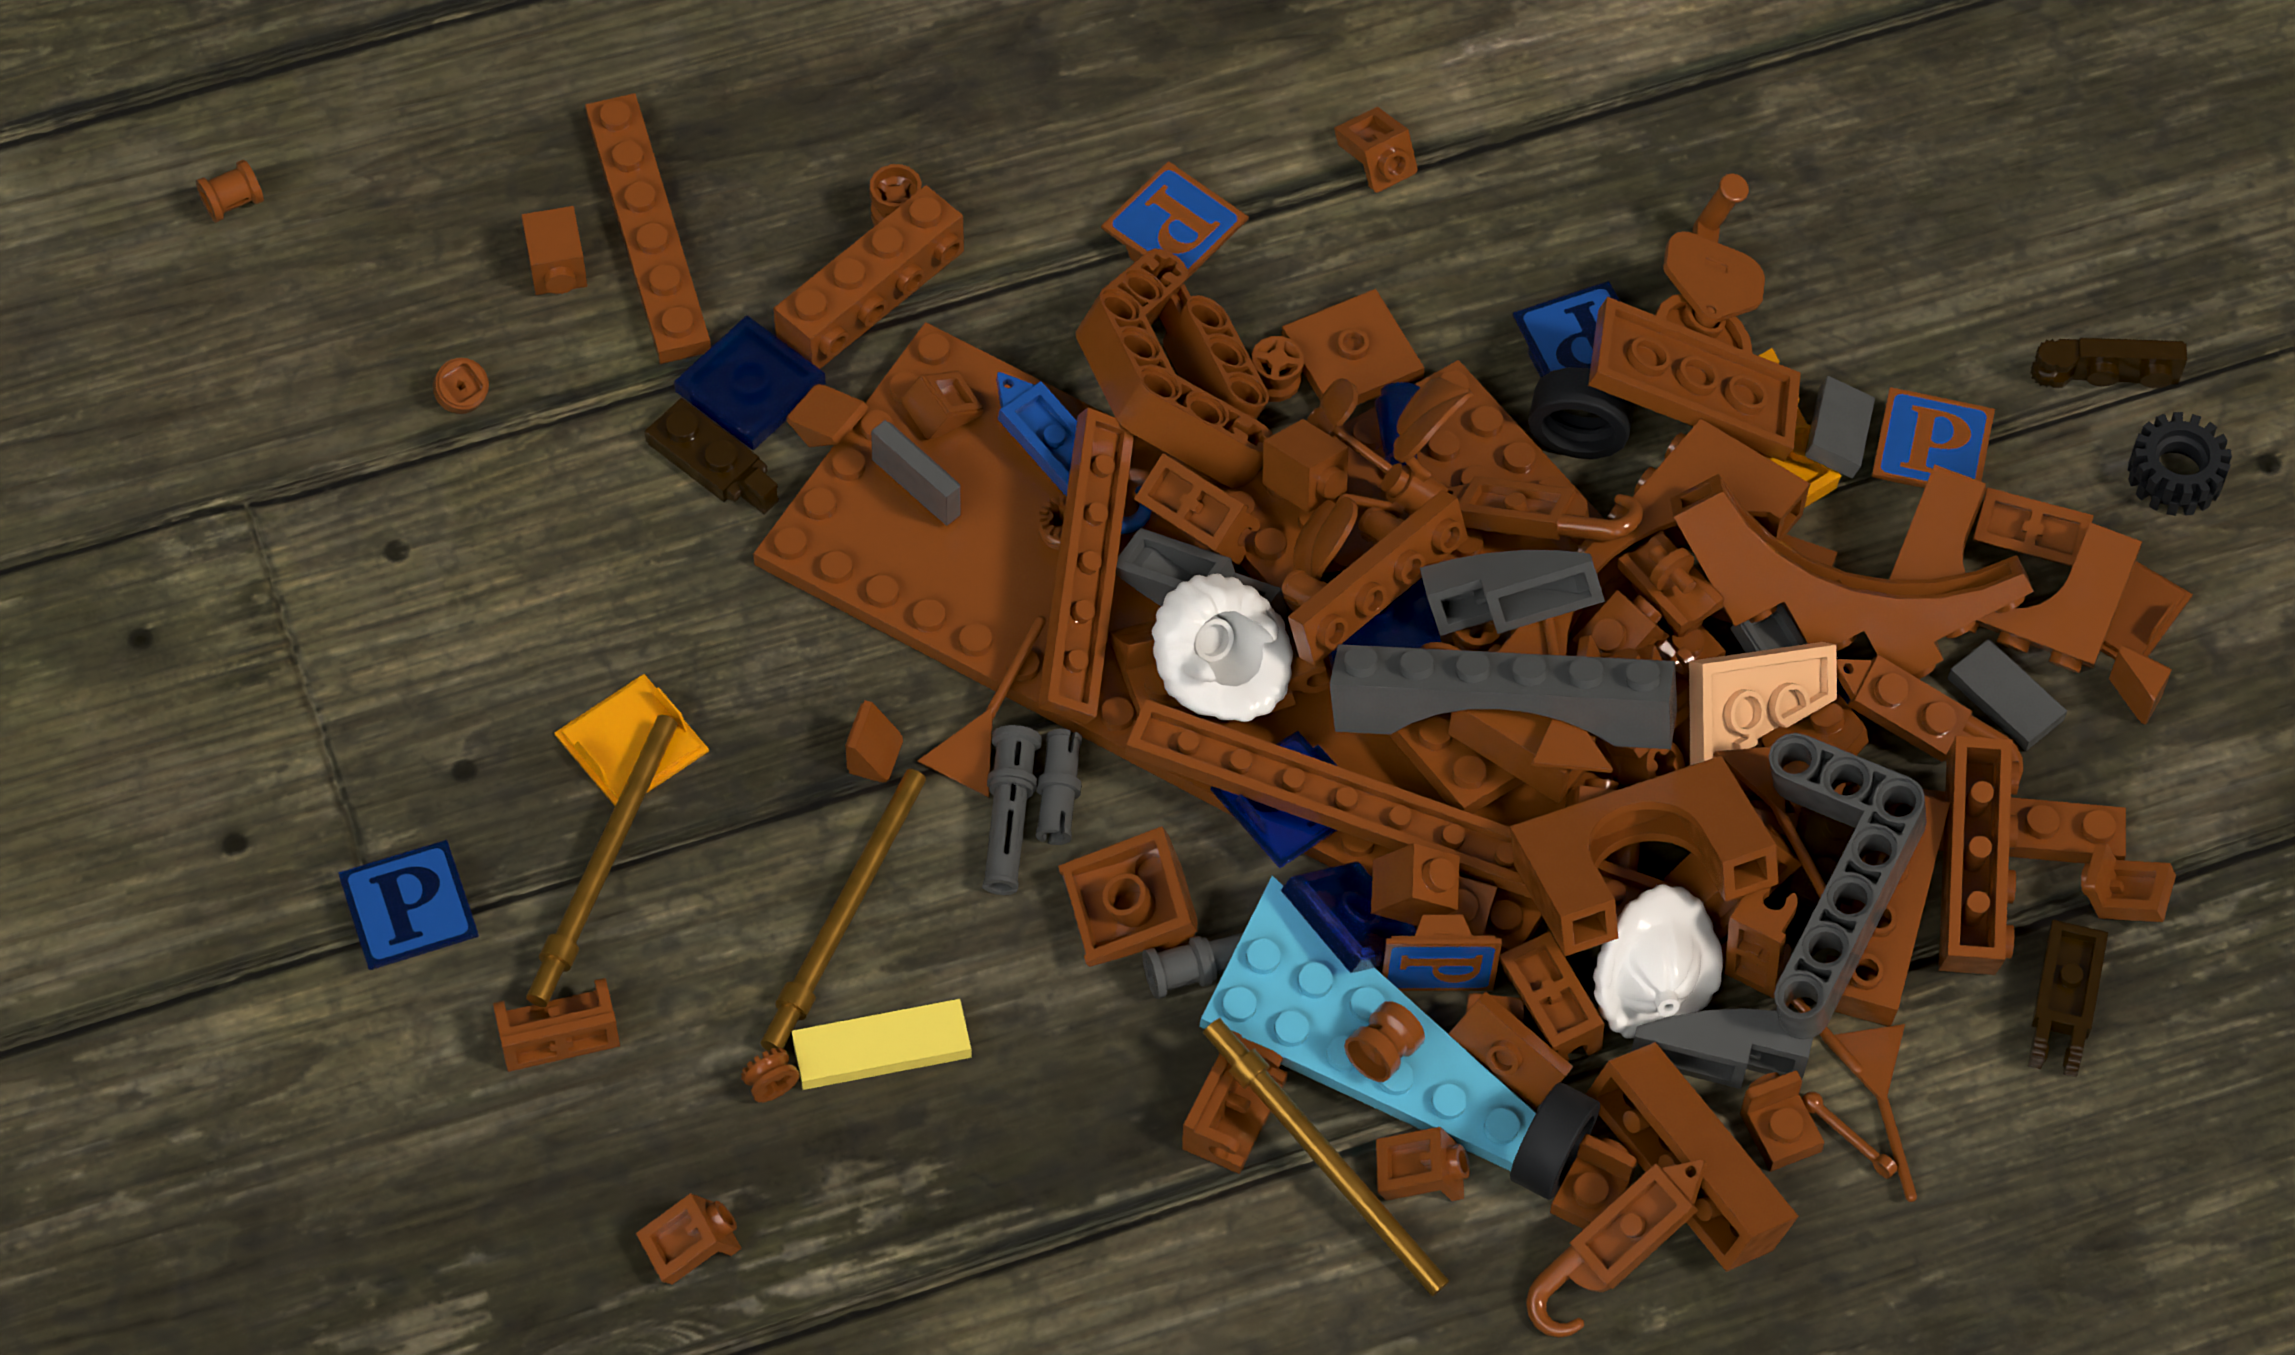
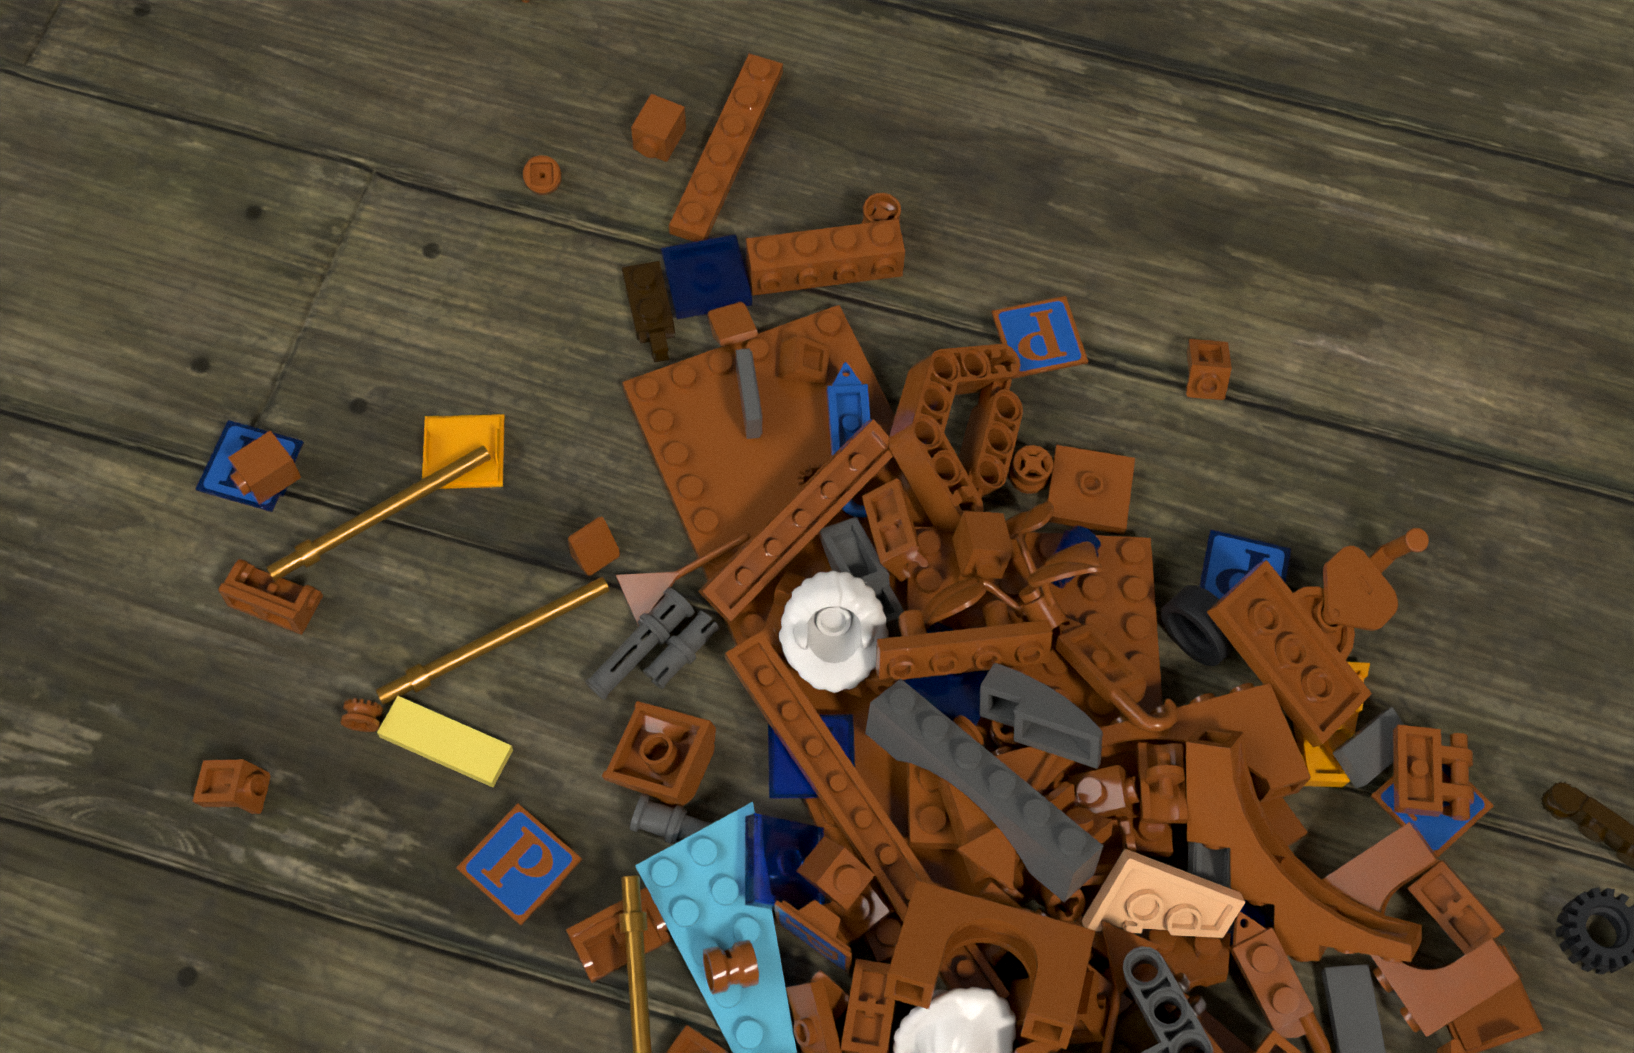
camera: 35 degrees right, 5 degrees up
(440, 888) = (263, 468): none -> dark orange brick
(1072, 1104) = (519, 864): none -> piece
(1902, 418) = (1418, 772): none -> dark orange plate

